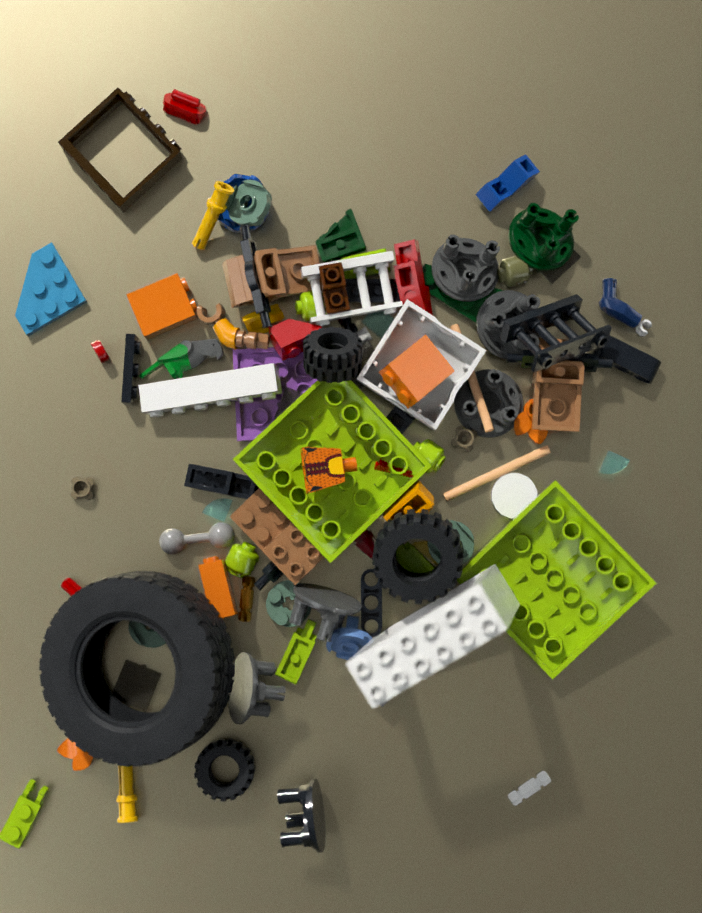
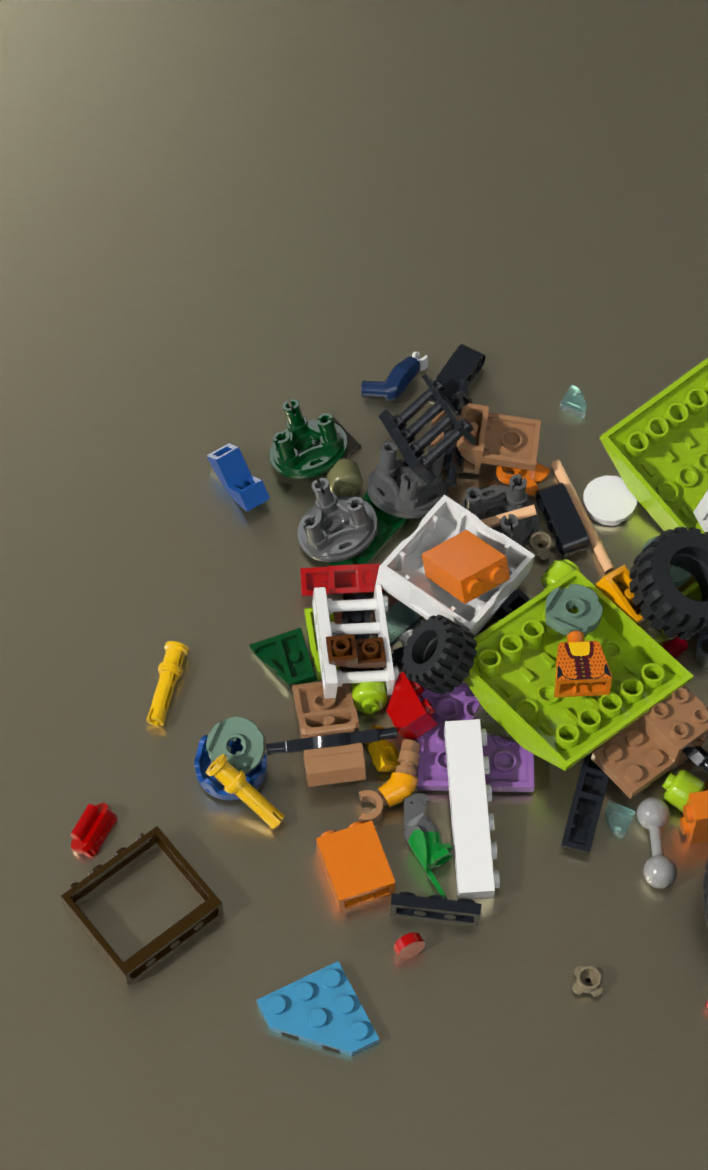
camera: 85 degrees left, 25 degrees down
(321, 148) = (169, 672): none -> yellow pin
(395, 457) = (577, 596): none -> sand green plate
(489, 455) = (562, 519): none -> black beam

